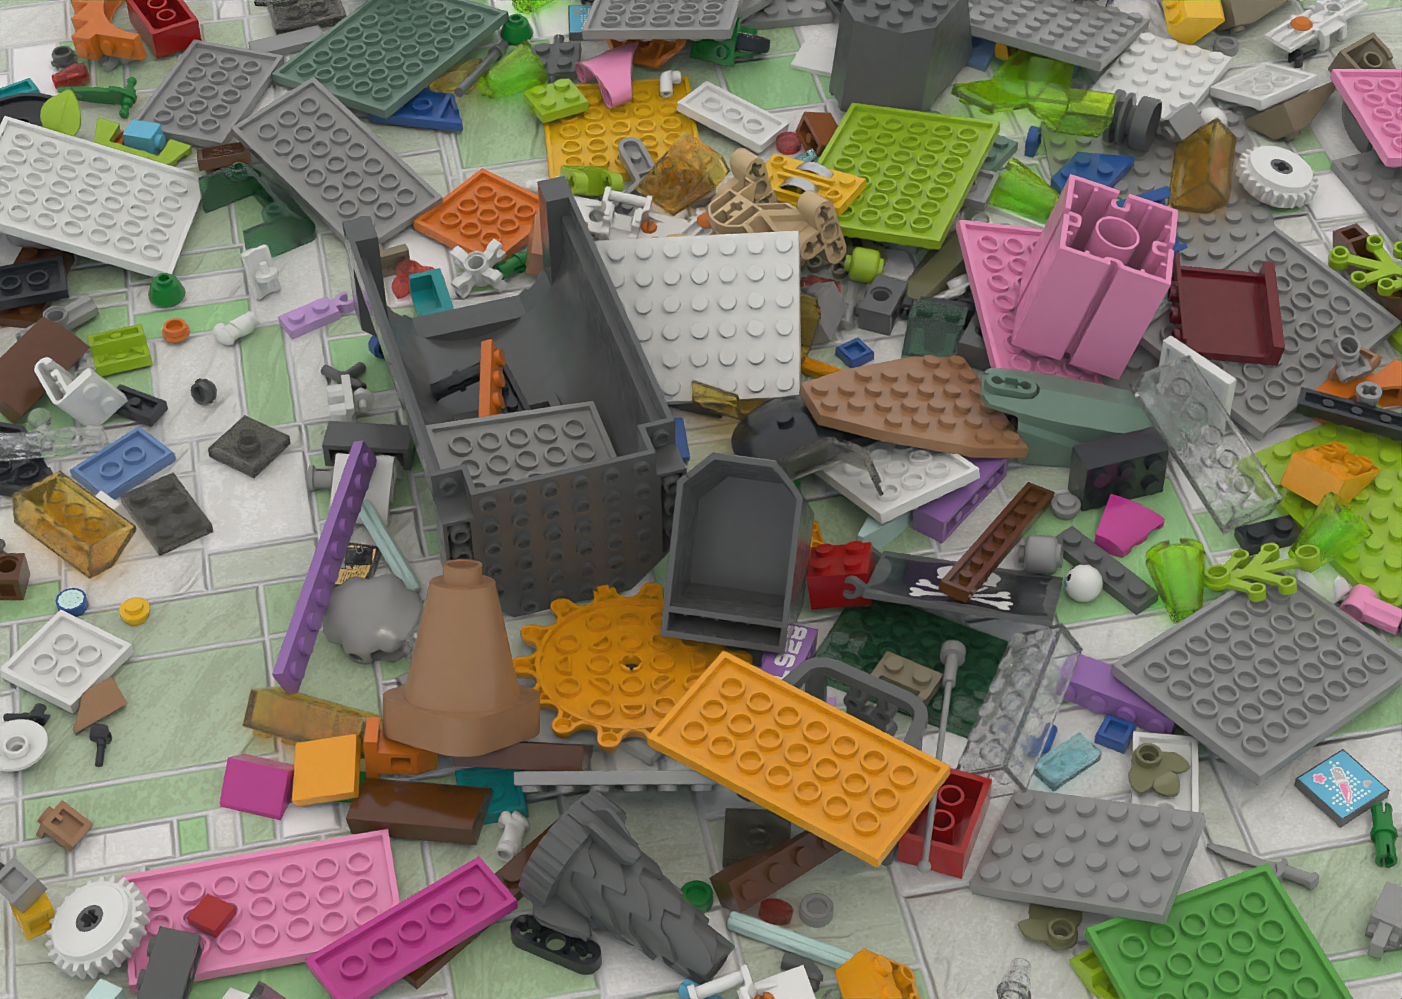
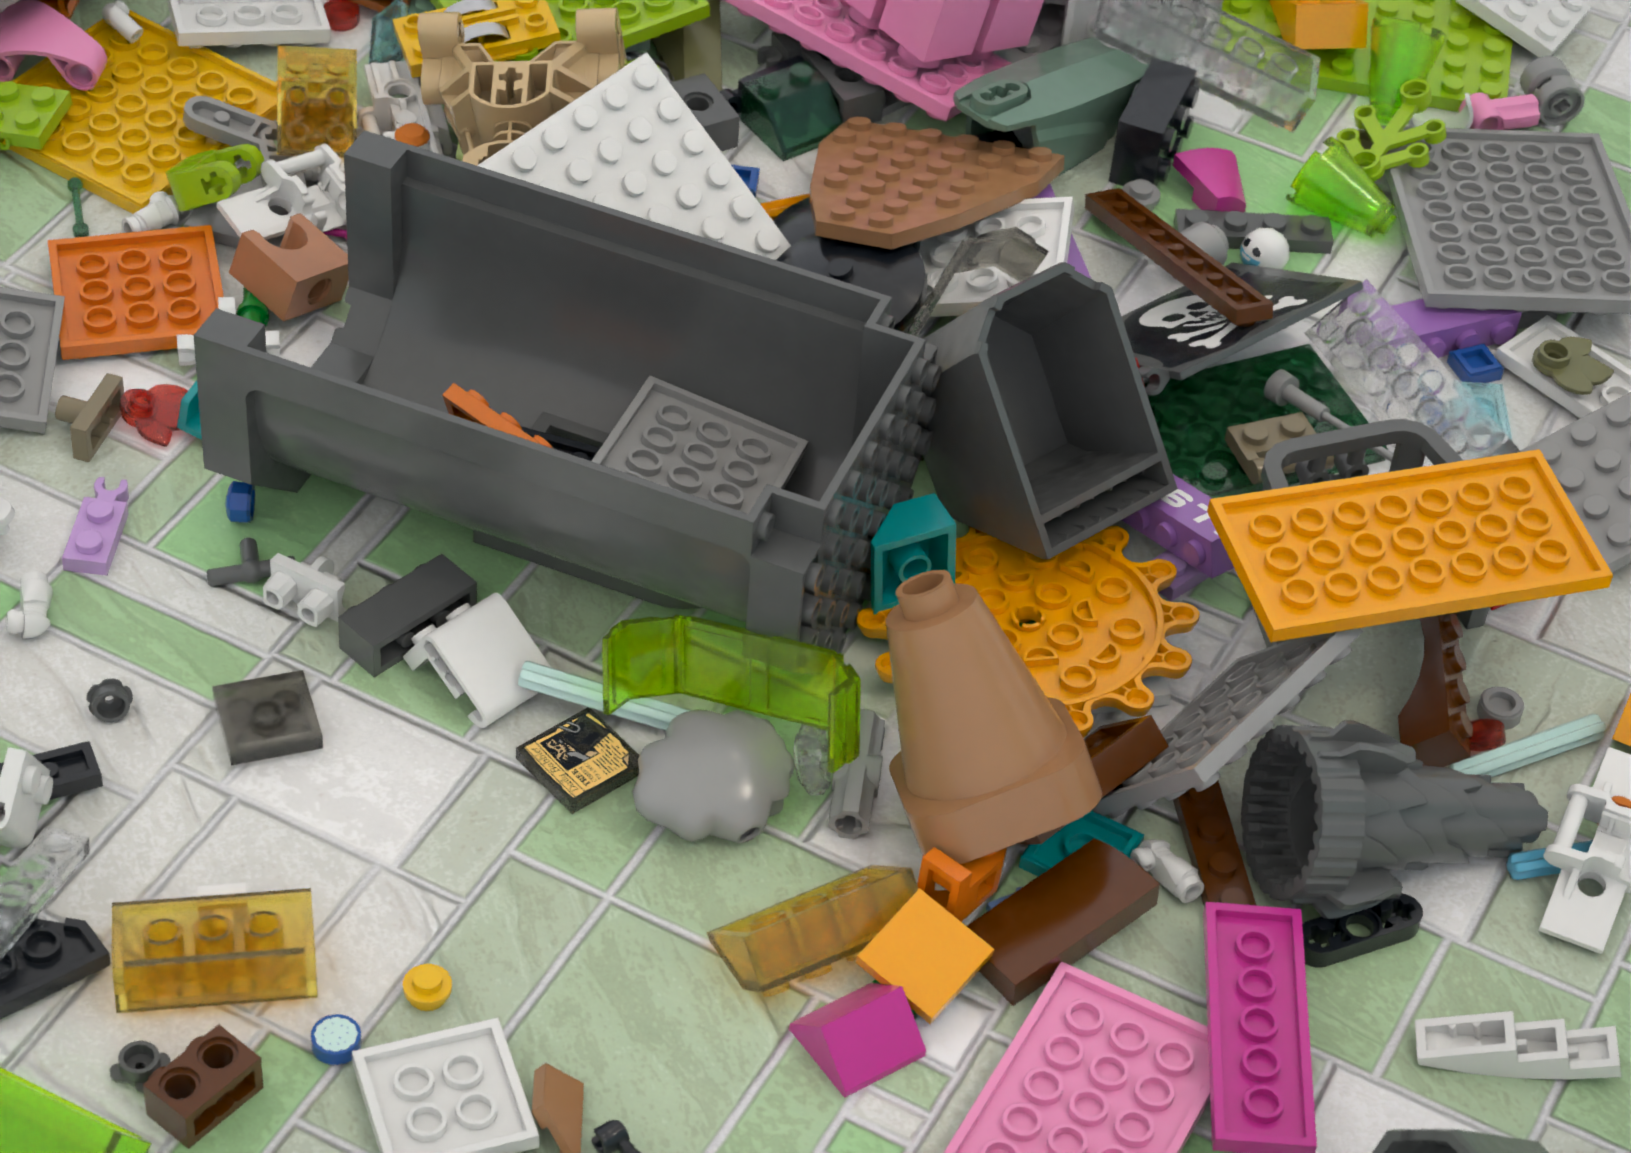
camera: 55 degrees left, 0 degrees up
(123, 464) = (137, 848): medium blue tile -> none
(166, 513) = (286, 856): clear smoke plate -> none
(319, 477) = (412, 685): light grey bush -> none
(324, 568) = (632, 759): medium lavender plate -> none
(414, 540) = (736, 670): none -> clear neon green windscreen
(513, 174) = (79, 229): none -> clear green hinge
(602, 582) = (910, 541): none -> teal slope
(751, 833) = (1366, 686): clear smoke plate -> none
(814, 975) = (1570, 763): dark grey arm -> none
(957, 287) = (745, 54): white plate -> none
(1278, 530) = (1329, 108): black plate -> none

